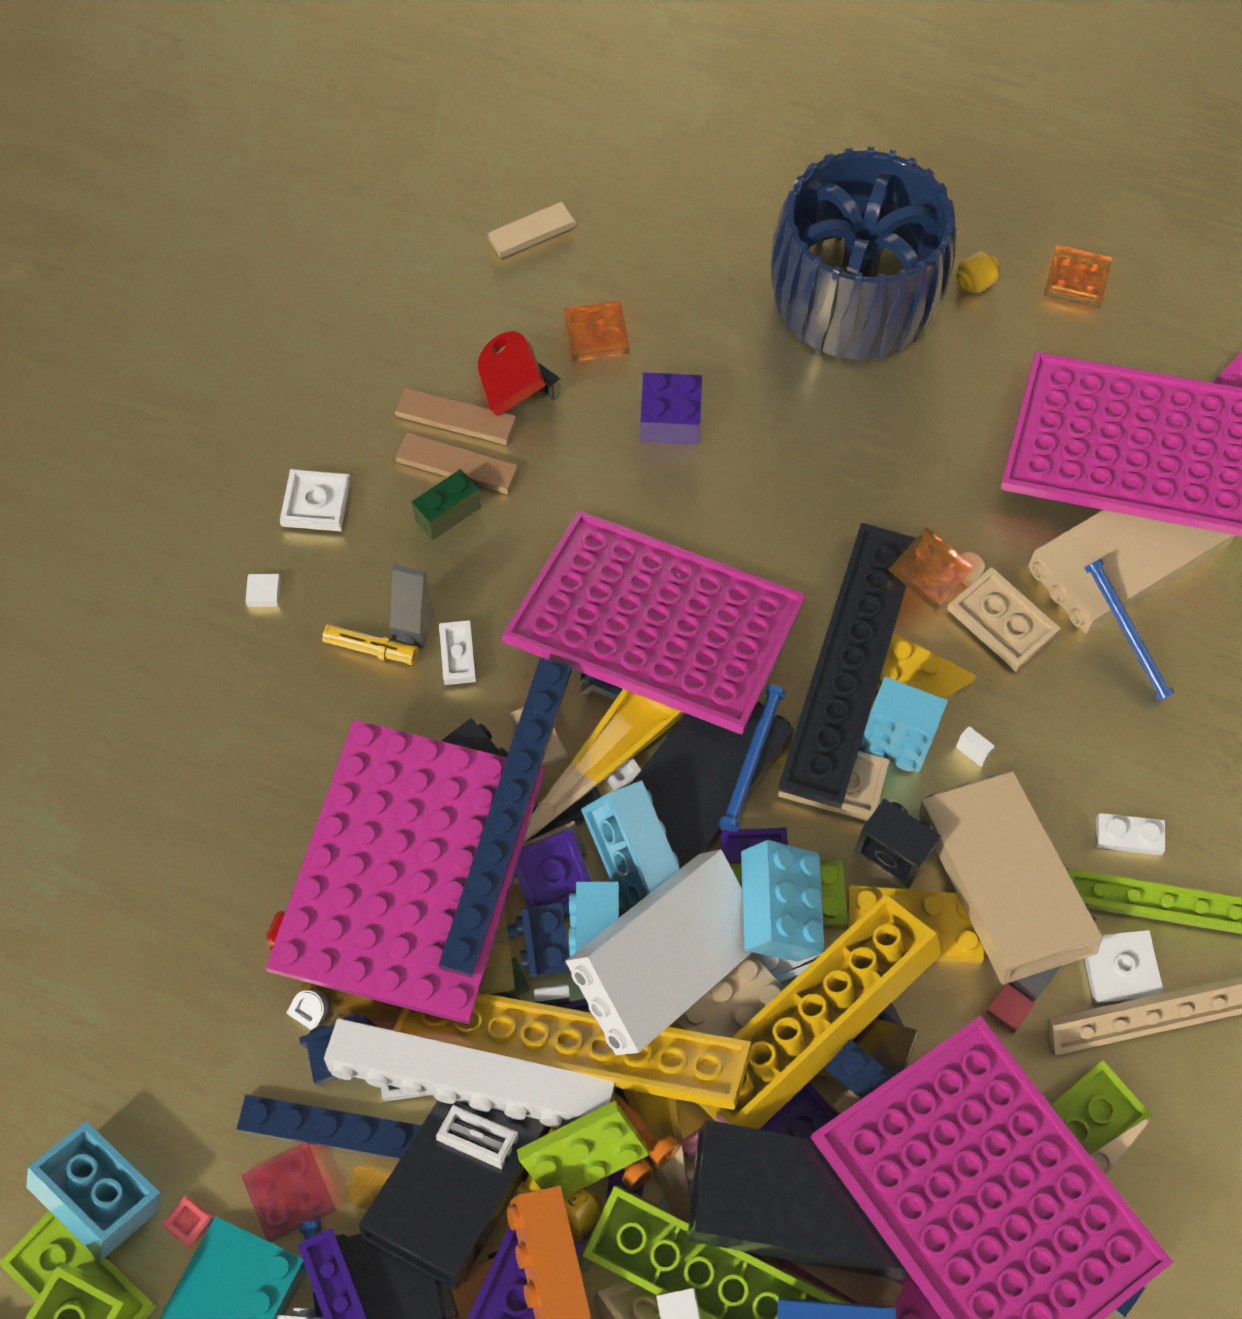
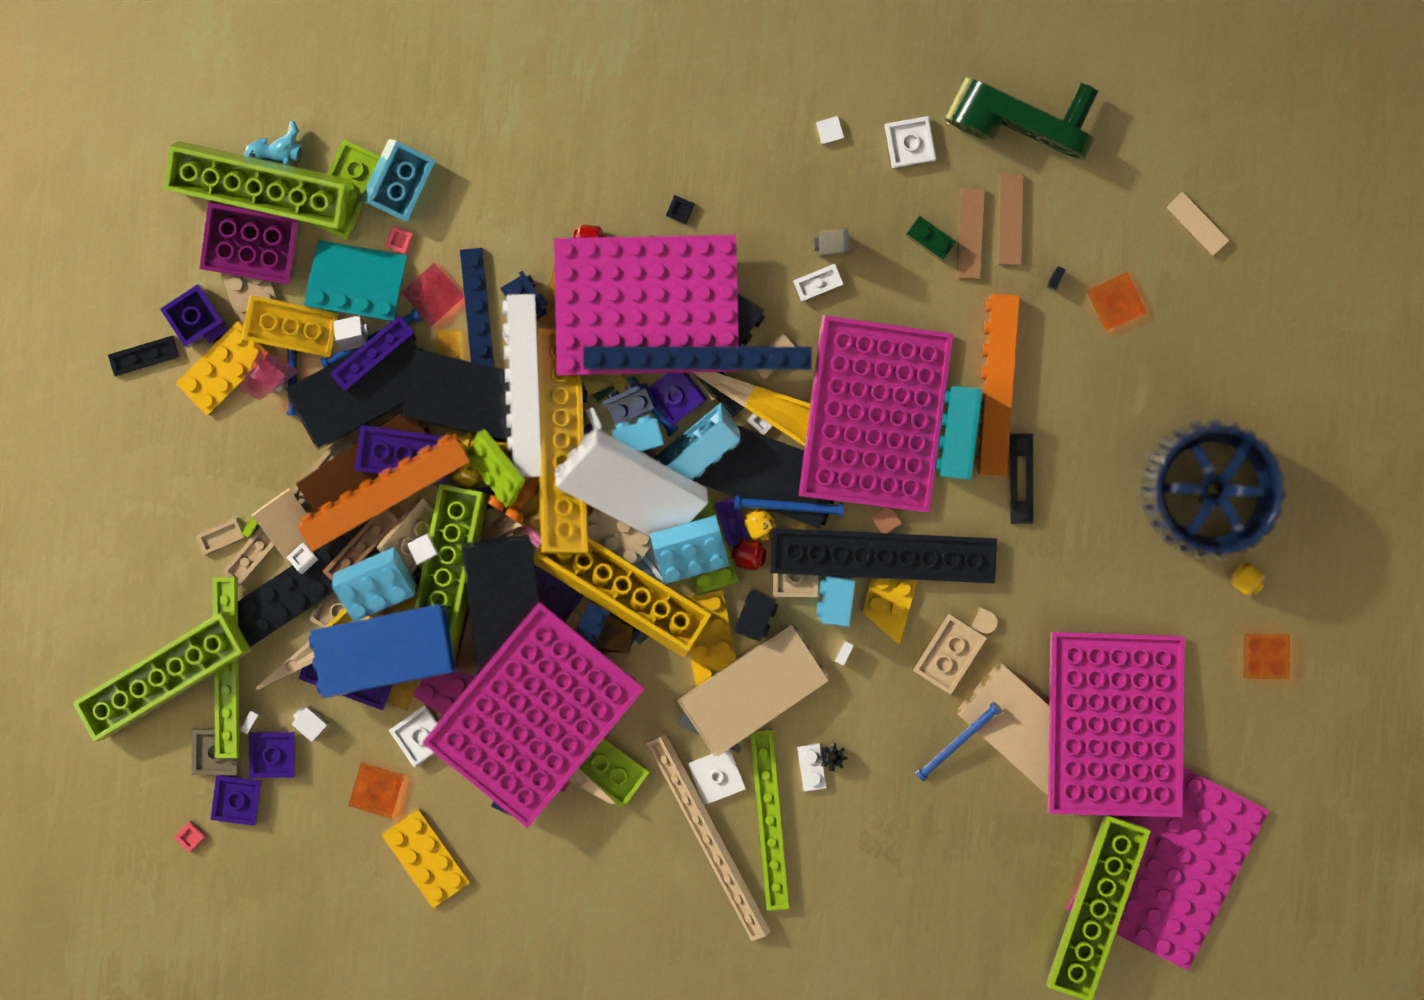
camera: 75 degrees right, 25 degrees up
(295, 803) = (680, 209): none -> black tile
(307, 390) = (983, 109): none -> dark green beam
(309, 1008) = (544, 268): white tile -> none
(383, 647) = (807, 197): yellow pin -> none
(472, 1149) = (486, 421): white tile -> none
(510, 374) = (1054, 249): red tile -> none
(661, 476) = (998, 384): none -> orange brick
(671, 408) = (1057, 377): dark purple brick -> none
(712, 518) = (959, 432): none -> teal slope
(746, 474) = (1021, 511): none -> black container
(767, 807) = (760, 524): none -> yellow head
(801, 652) = (886, 520): none -> nougat tile
(808, 831) = (749, 554): none -> red head
(930, 568) = (968, 595): clear orange plate -> none
(1010, 1007) = (669, 710): coral tile -> none
(1122, 798) = (835, 762): none -> black gear

